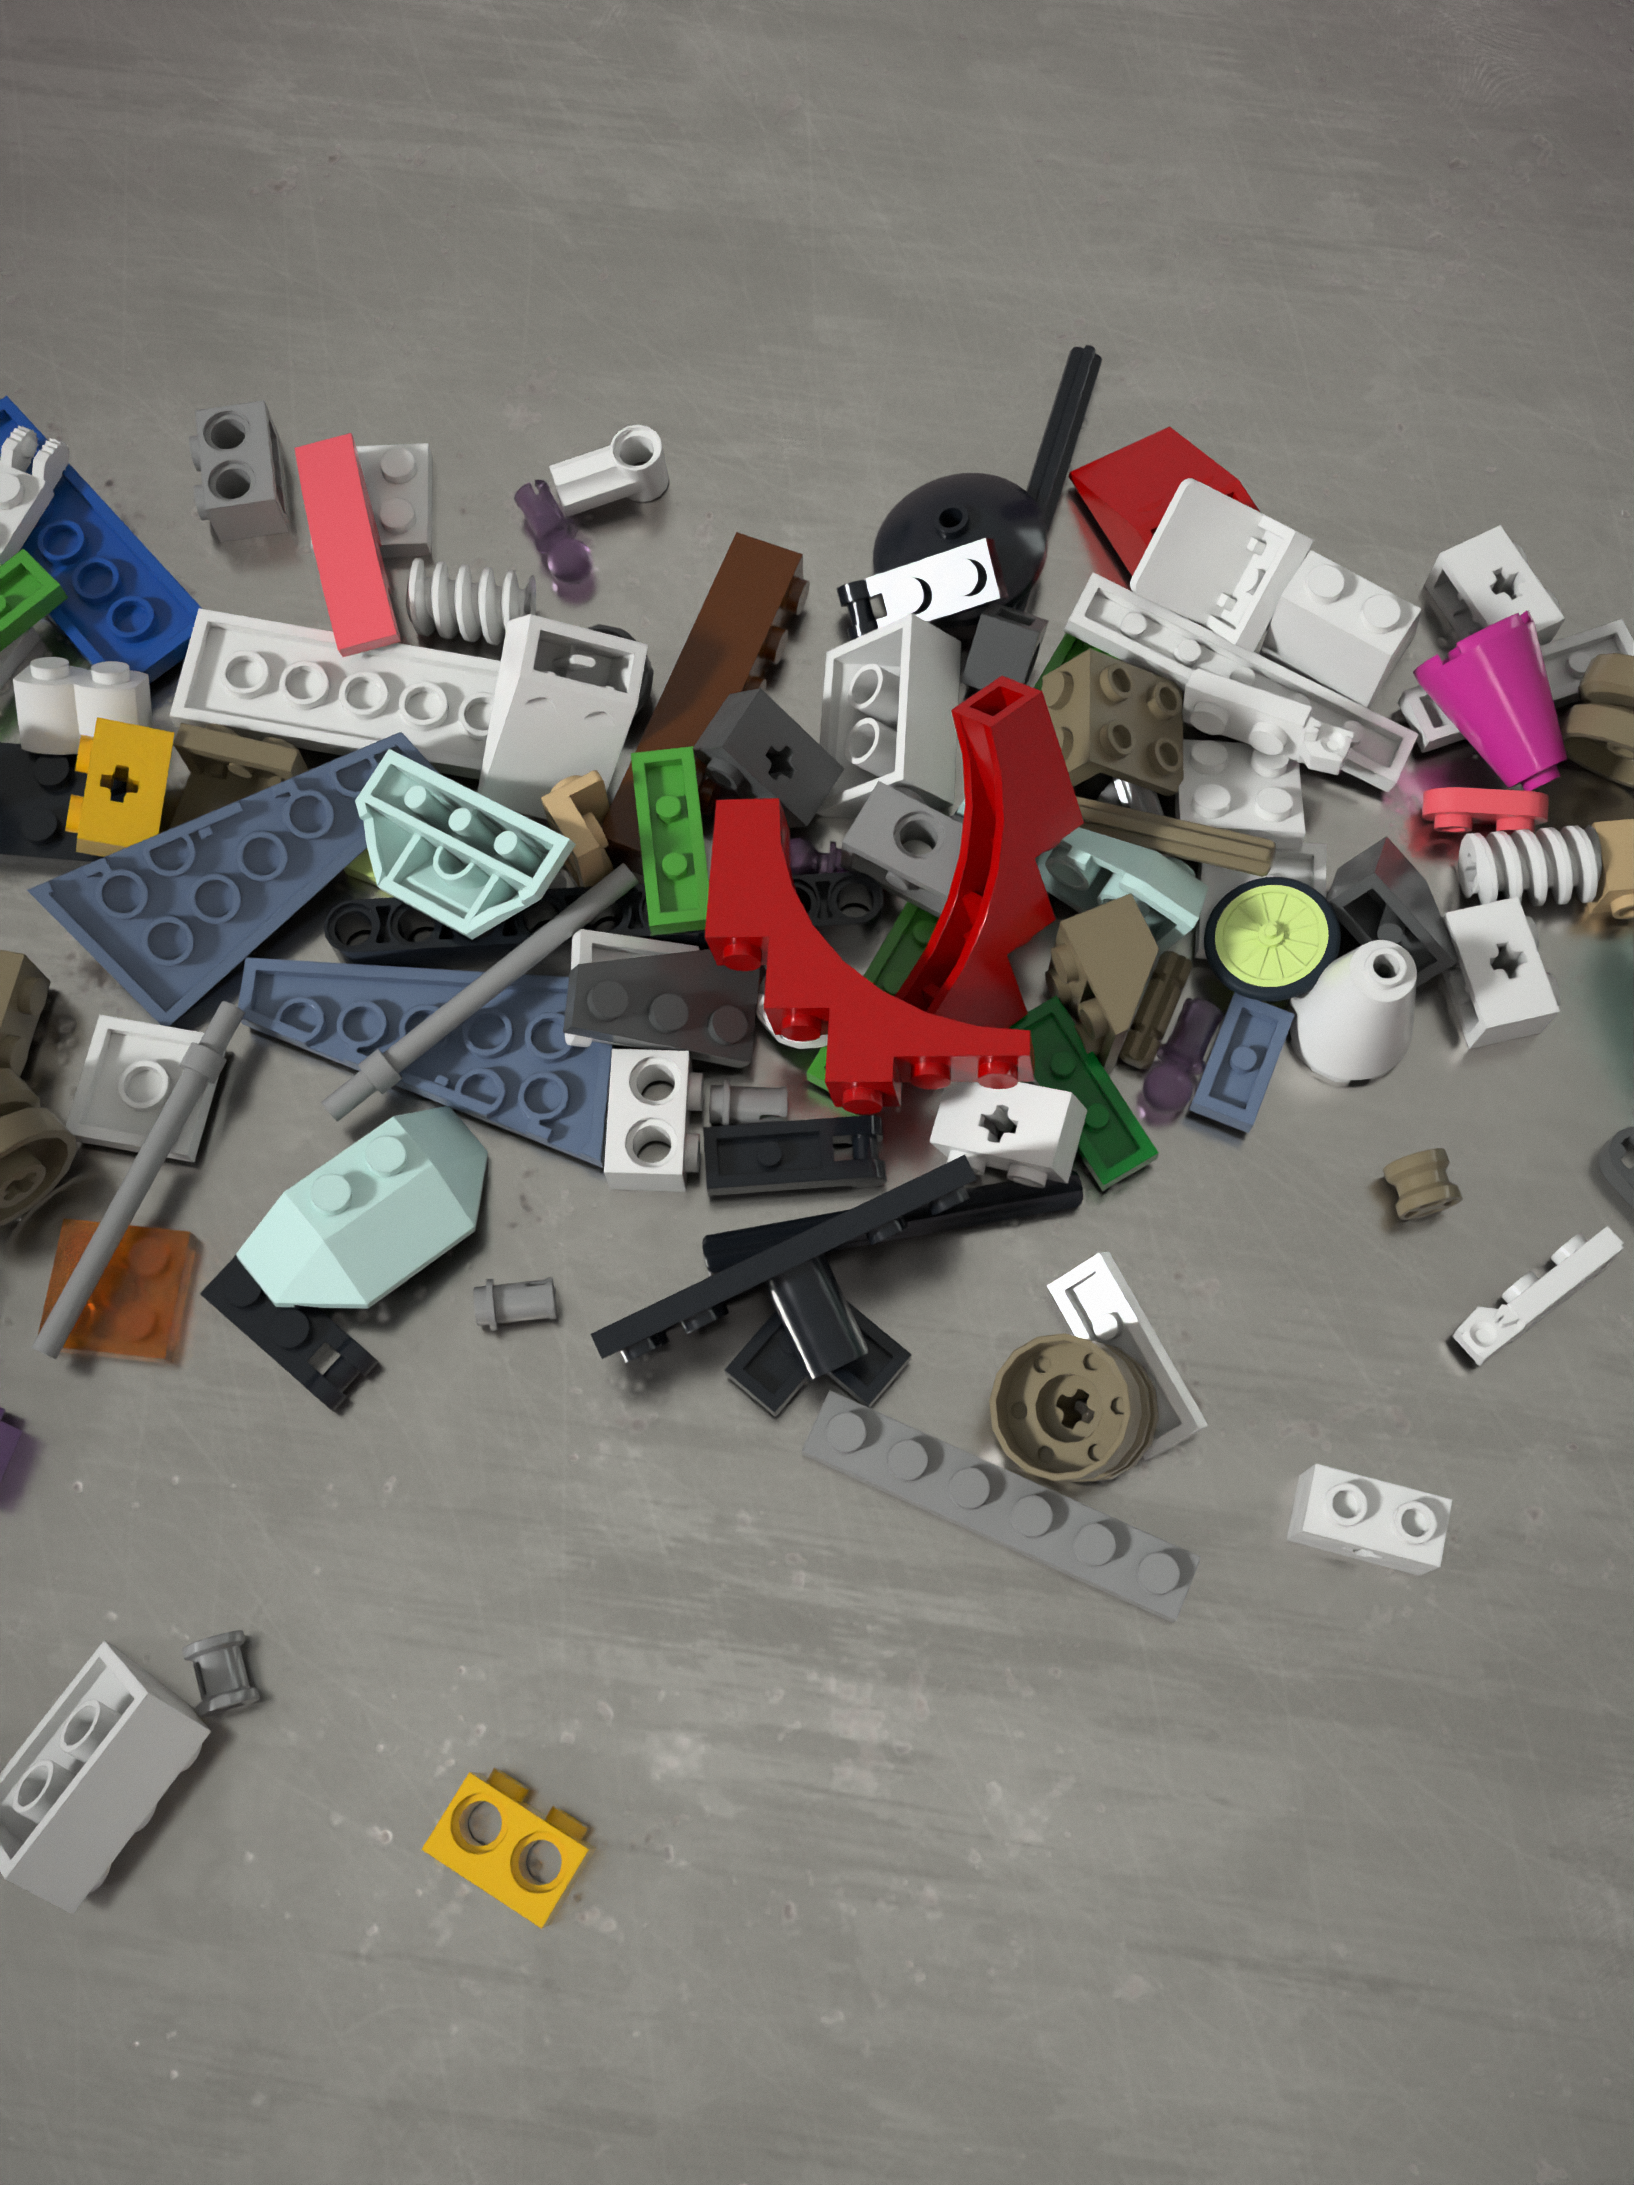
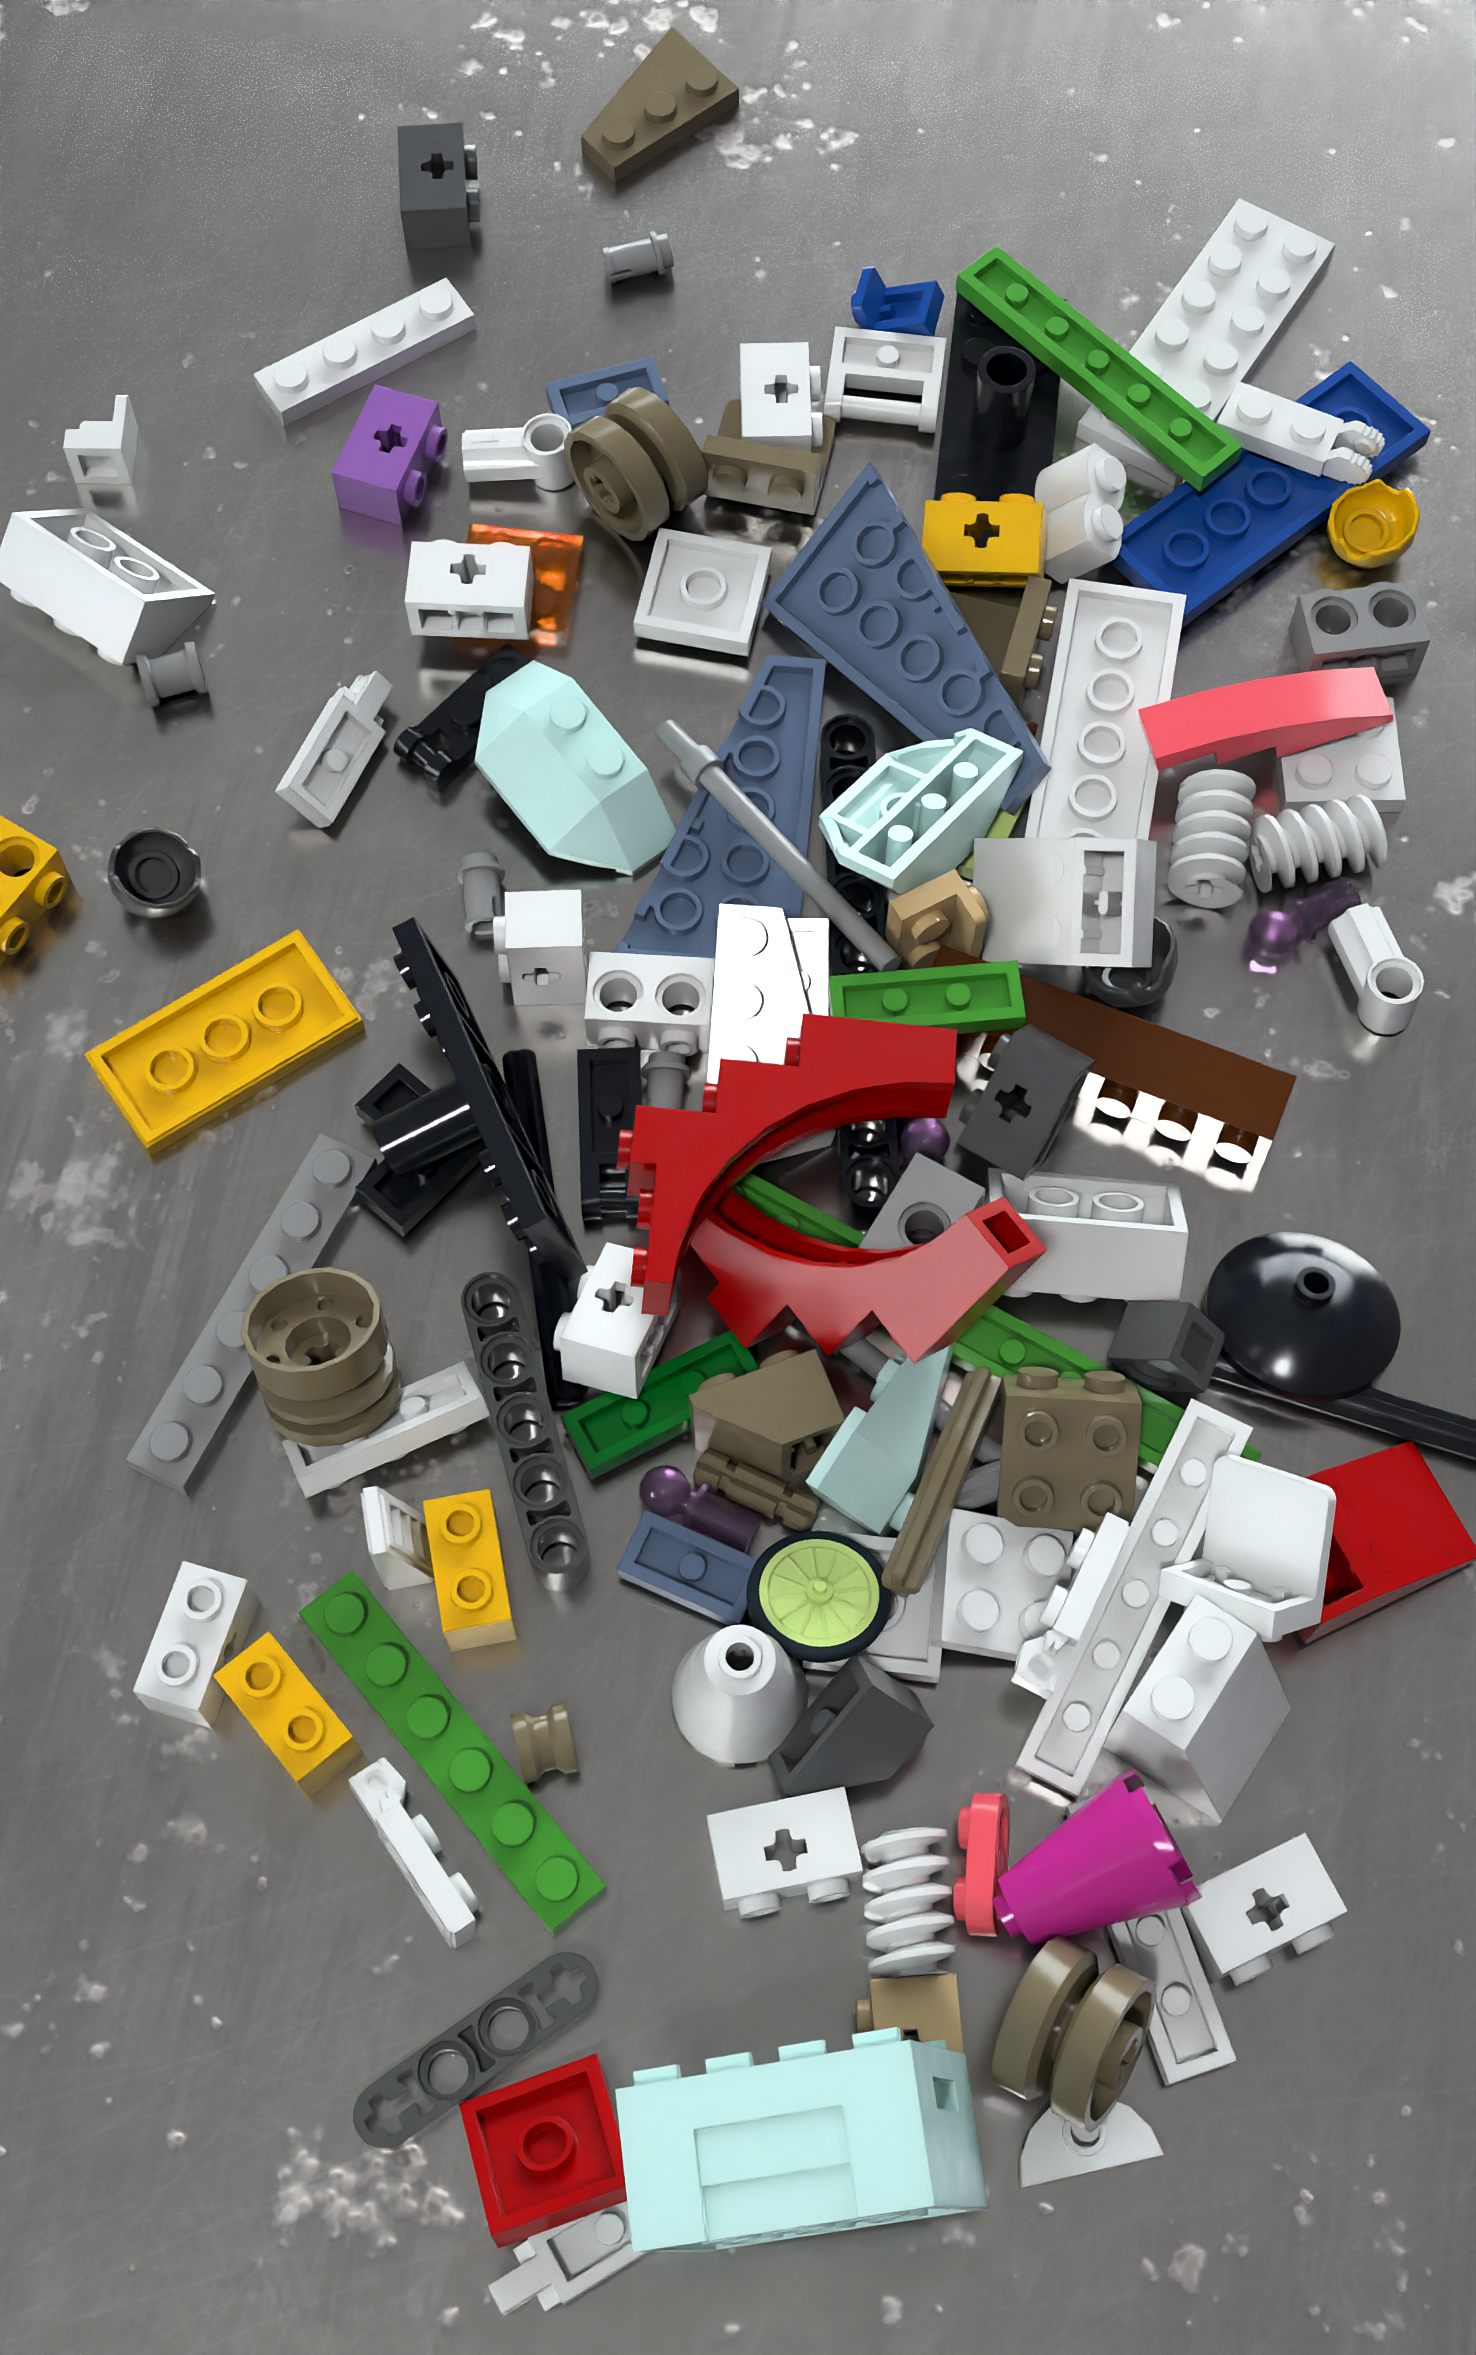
camera: 90 degrees right, 5 degrees down
(116, 448) = (1373, 524): none -> yellow hair
(160, 1351) = (470, 590): none -> white brick
(200, 1065) = (711, 623): light grey bar -> none
(330, 1469) = (336, 750): none -> white hinge
(479, 512) = (1316, 838): none -> white piece
(492, 1661) = (154, 873): none -> dark grey hair
(599, 1217) = (543, 947): none -> white brick
(690, 1570) = (224, 1042): none -> yellow tile
(928, 588) = (1231, 1262): plate -> none
(1139, 1196) = (530, 1459): none -> dark grey beam
(1249, 1331) = (396, 1540): none -> white slope
(1268, 1260) = (469, 1570): none -> yellow brick
(1427, 1279) = (453, 1753): none -> bright green plate
(1429, 1421) = (288, 1714): none -> yellow brick

